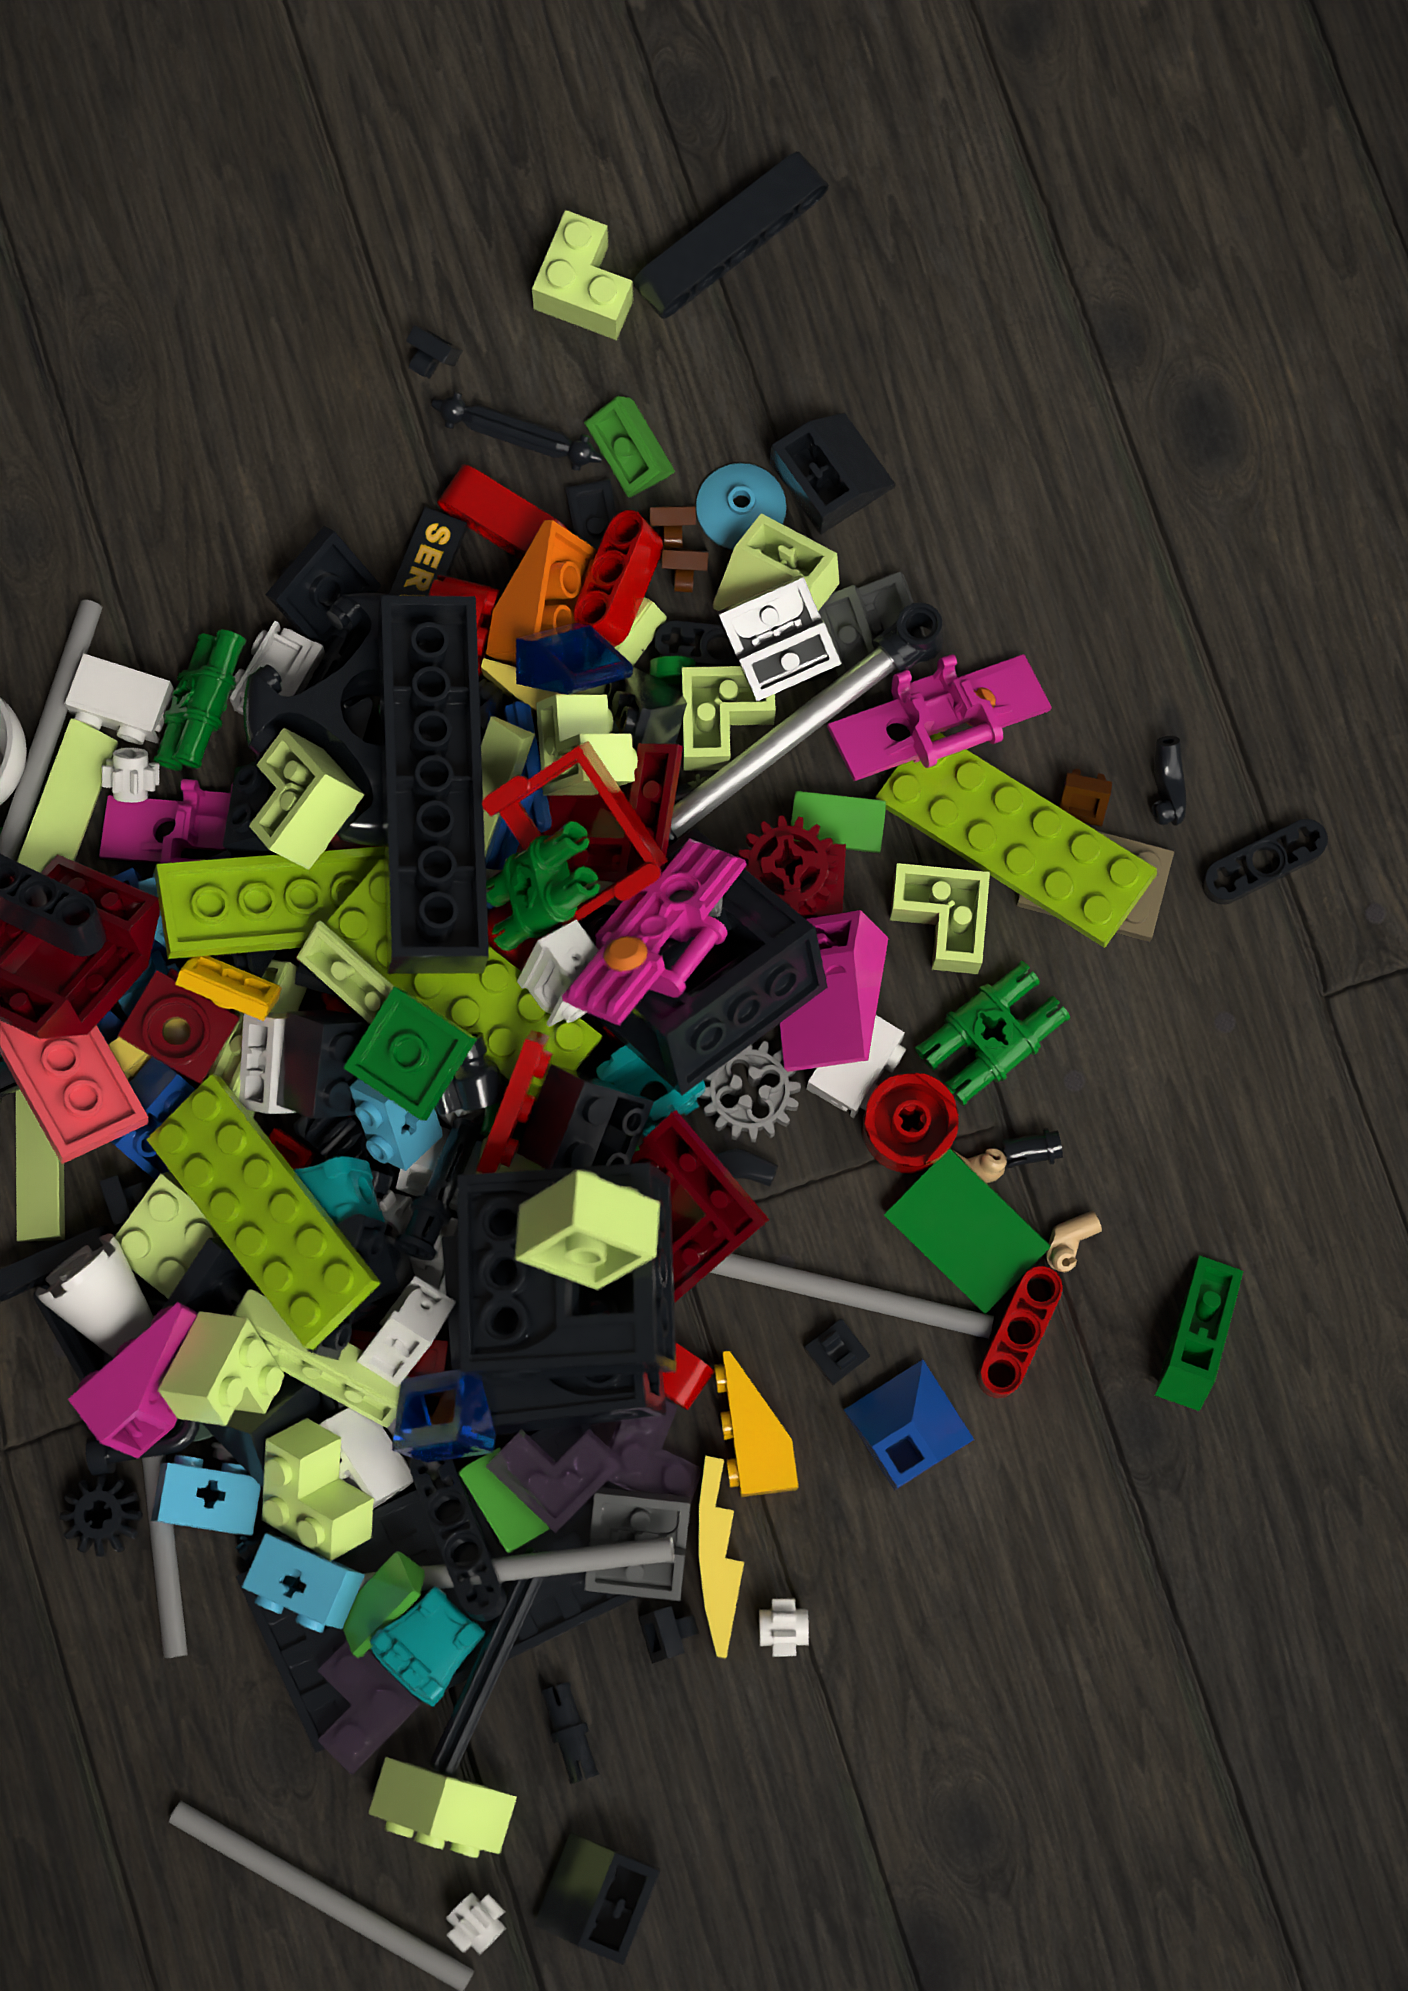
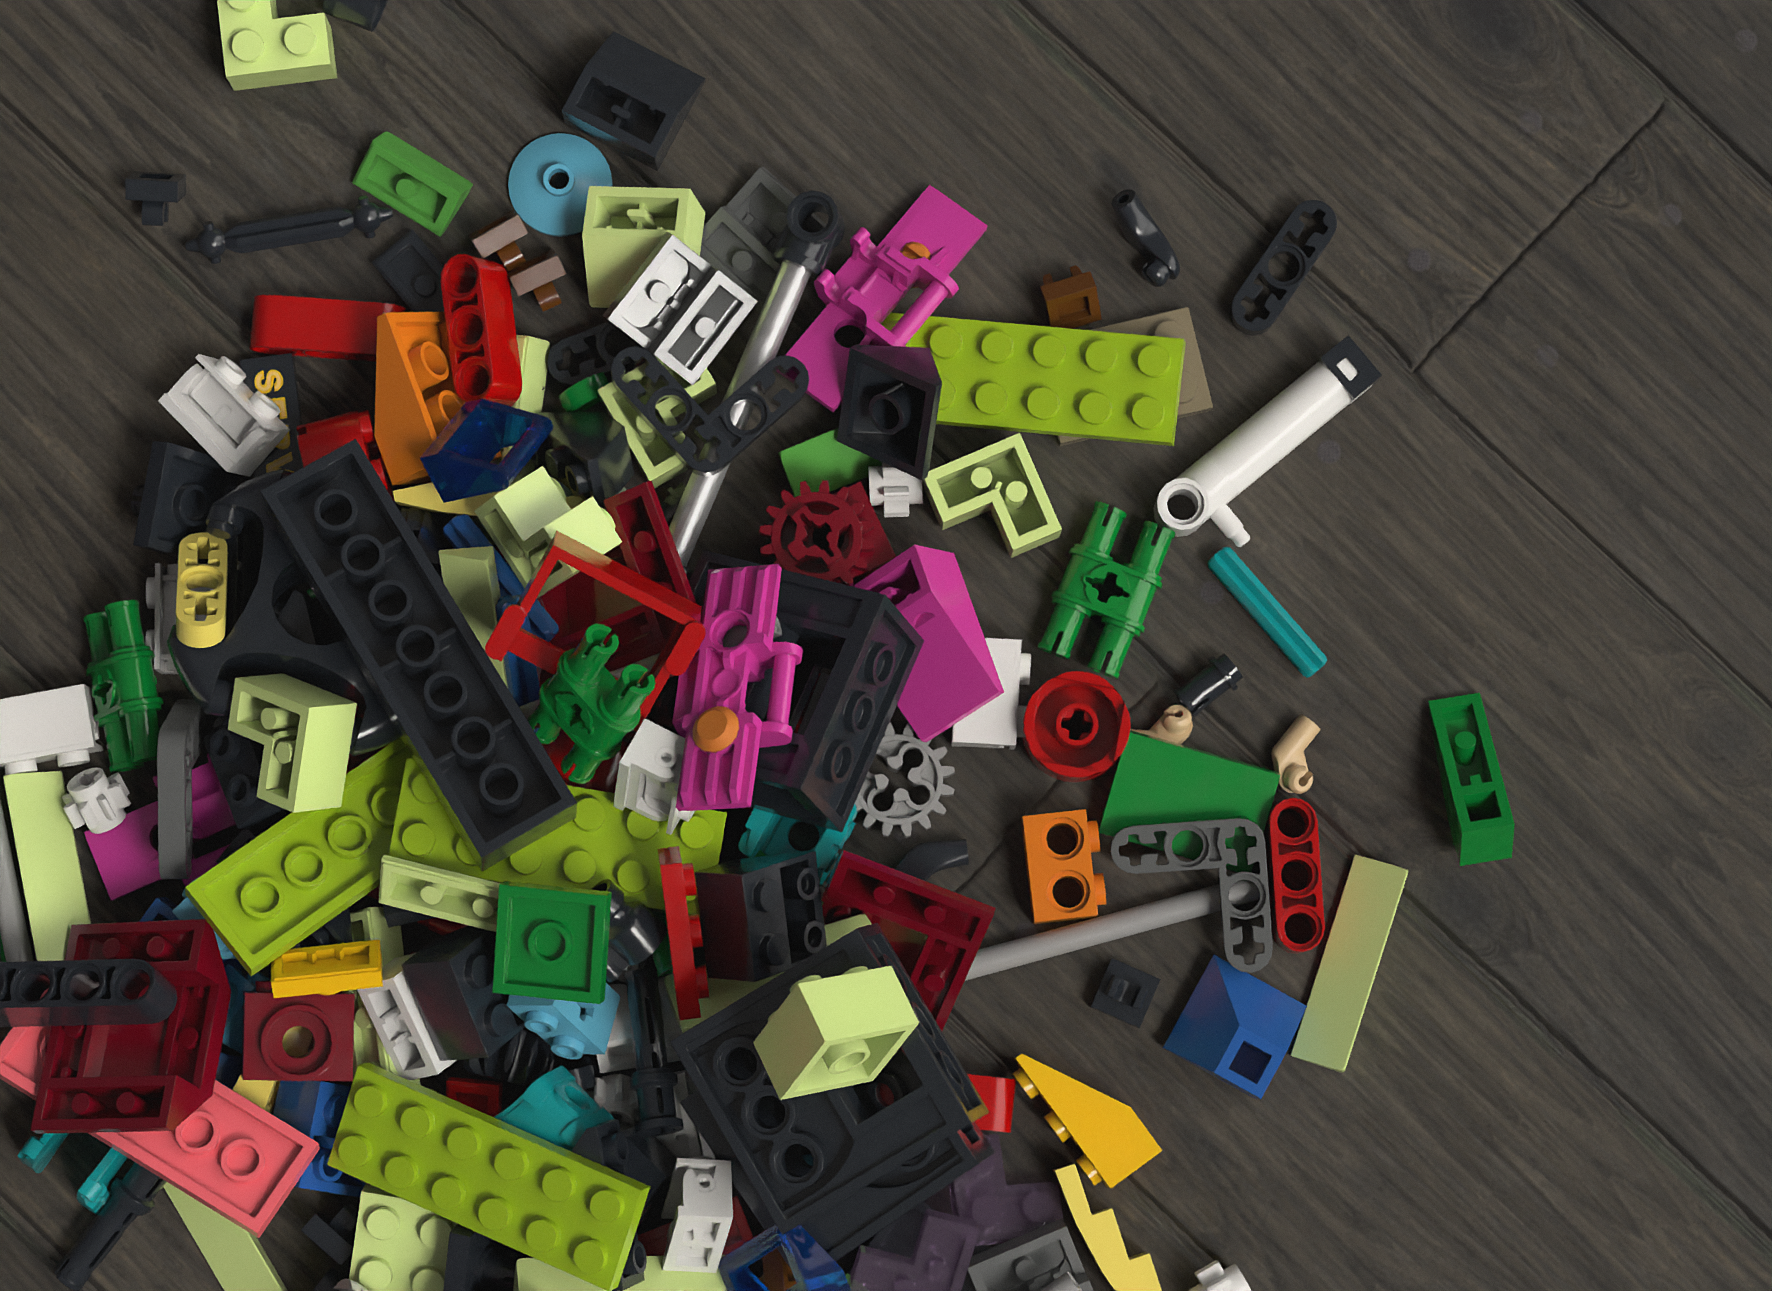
camera: 30 degrees left, 5 degrees up
(210, 764) = (177, 751): none -> dark grey beam
(296, 653) = (209, 603): none -> light yellow beam
(390, 539) = (225, 414): none -> white hinge
(759, 740) = (718, 423): none -> black beam
(830, 1221) = (1047, 867): none -> orange brick
(872, 864) = (893, 490): none -> white gear
(900, 797) = (891, 405): none -> black slope
(964, 1281) = (1213, 855): none -> dark grey beam
(1025, 1424) = (1349, 963): none -> yellowish green slope
(1109, 1118) = (1267, 611): none -> teal axle
(1261, 969) = (1265, 439): none -> white piece

